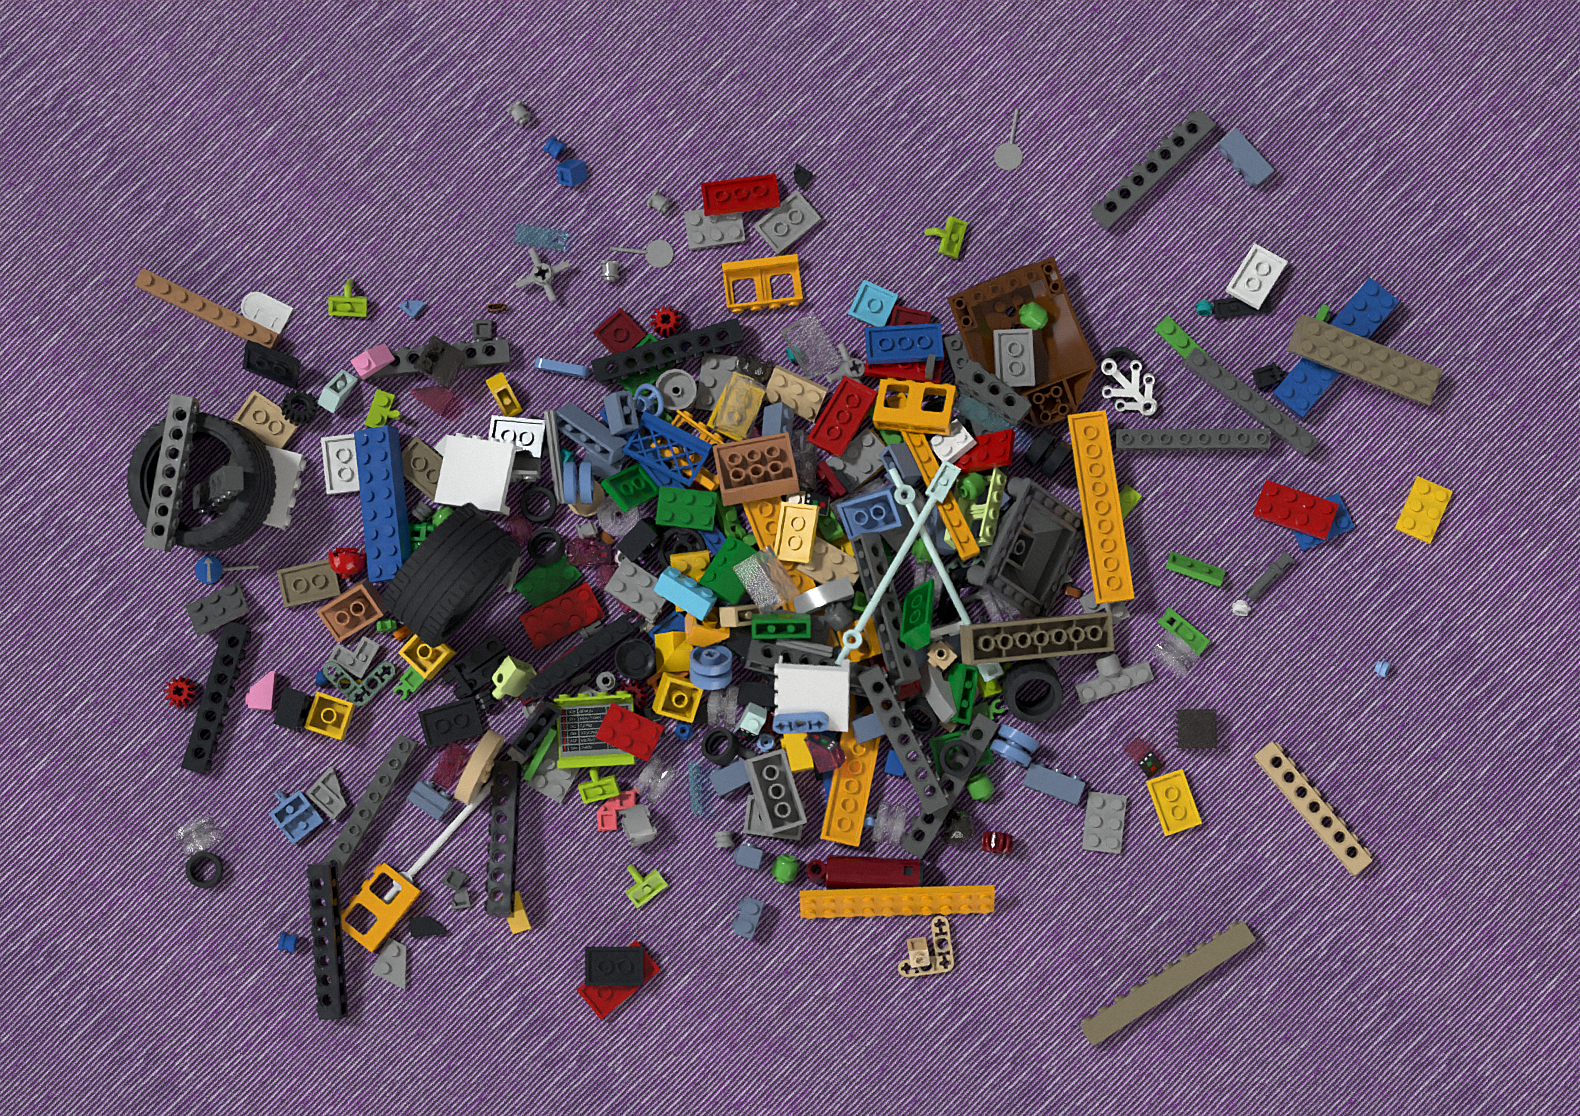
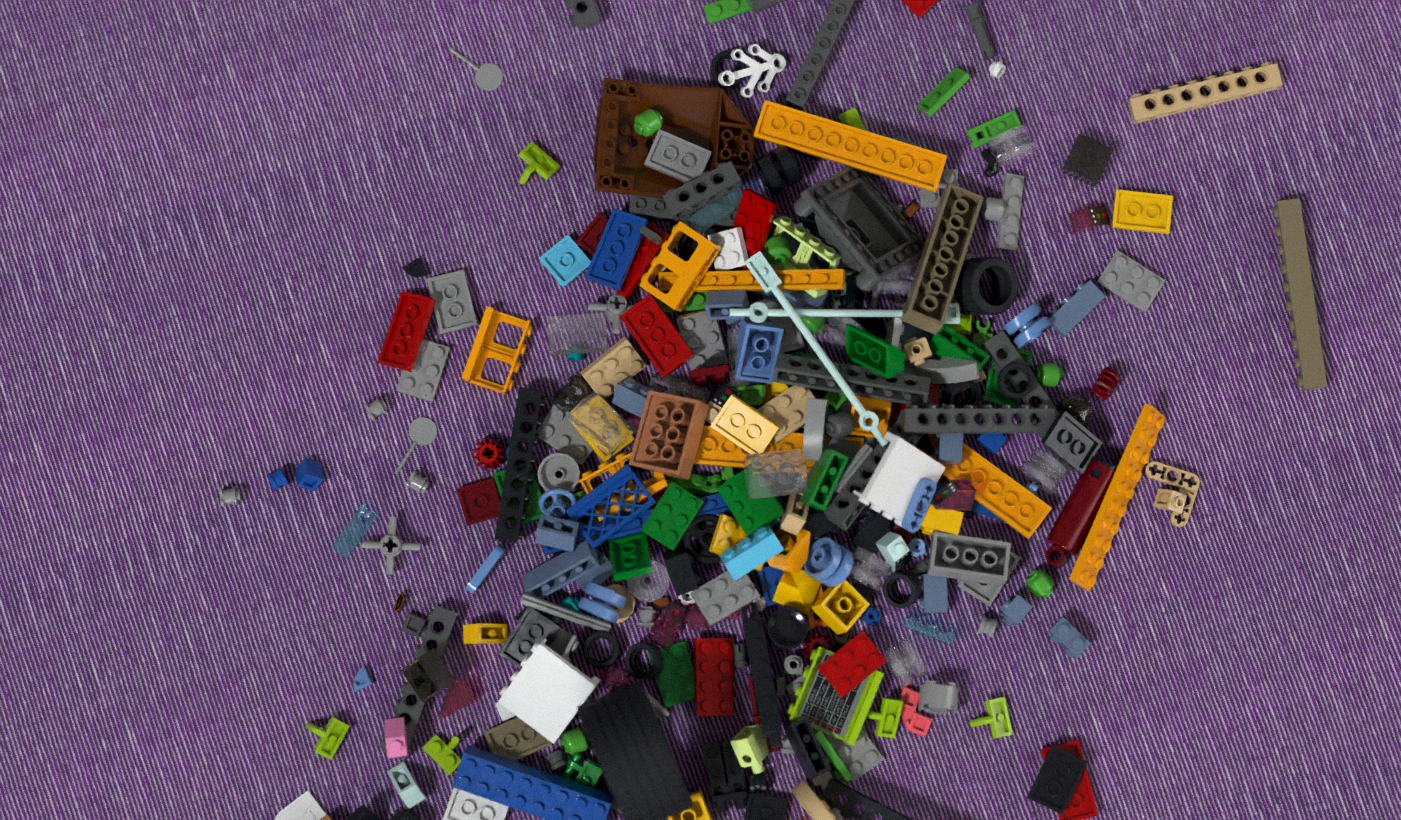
camera: 70 degrees left, 0 degrees up
(925, 834) = (1071, 442): none -> black plate
(1147, 647) = (992, 168): none -> black arm

